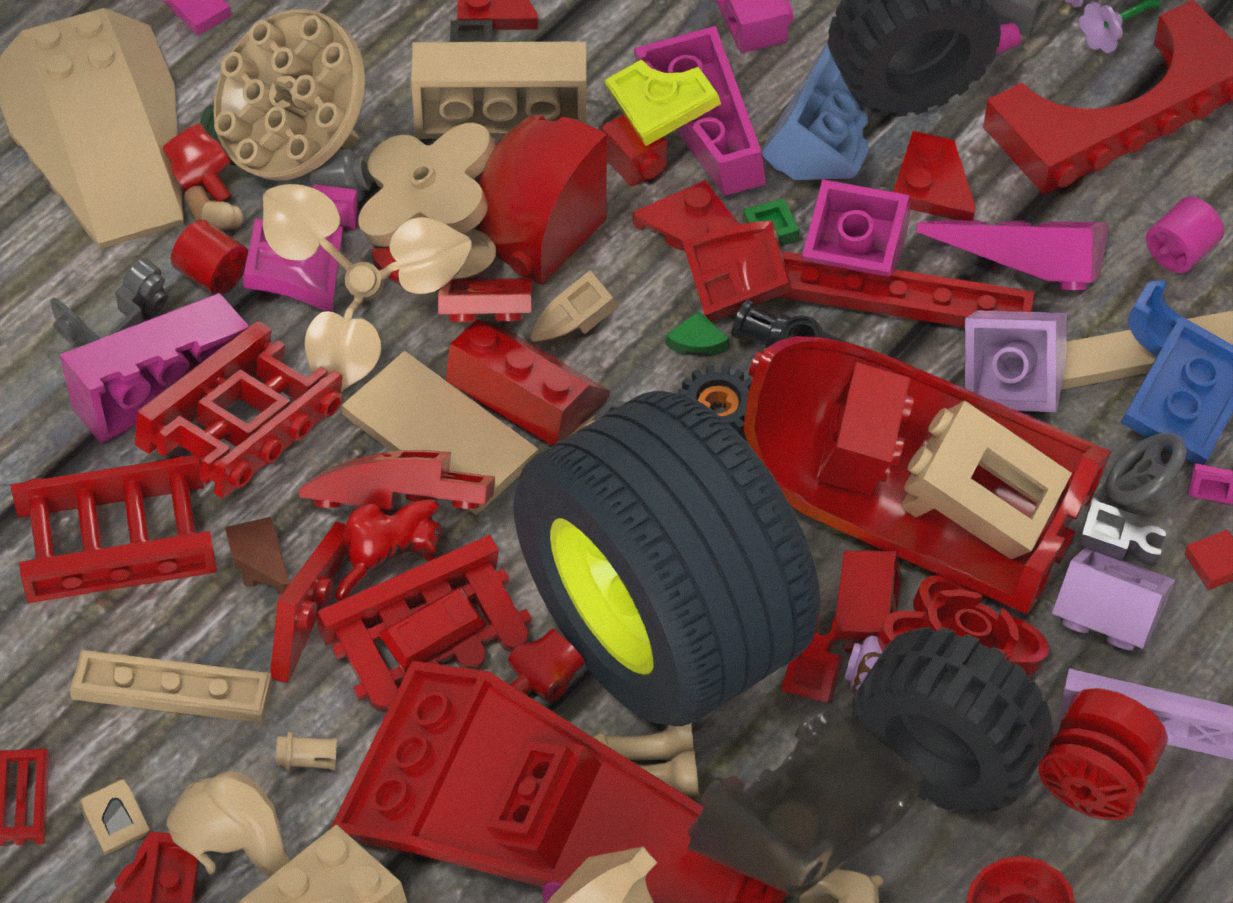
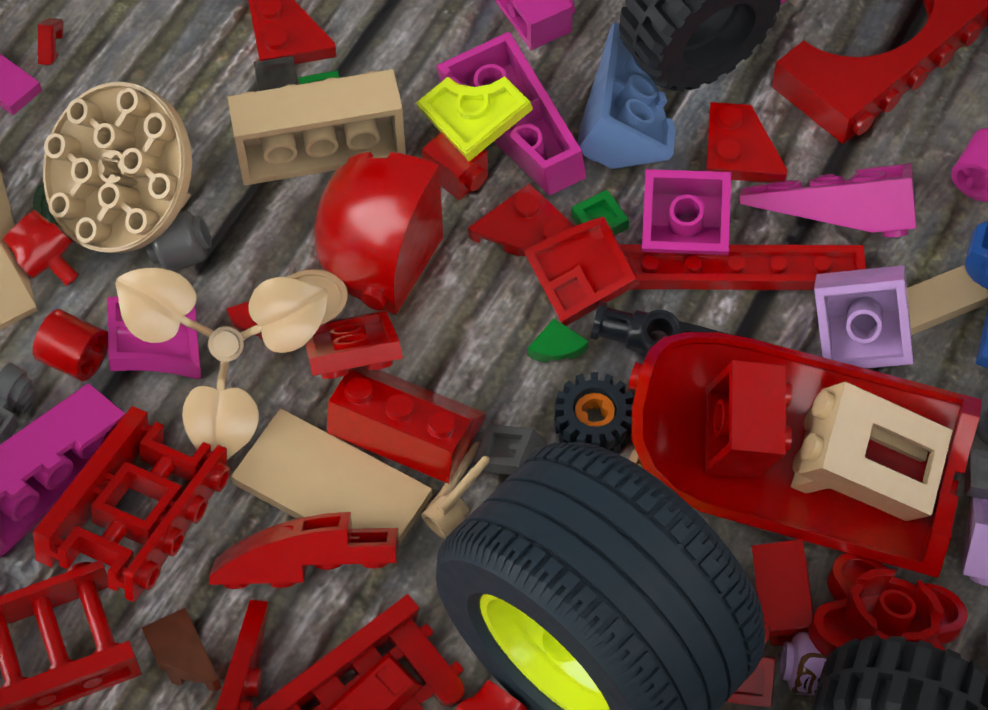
camera: 10 degrees left, 5 degrees up
(218, 214) = (64, 297): tan arm -> none
(346, 203) = (187, 264): dark pink tile -> none
(377, 538) = (296, 613): red animal -> none
(427, 182) = (268, 234): tan plant -> none
(578, 306) = (435, 335): tan plate -> none

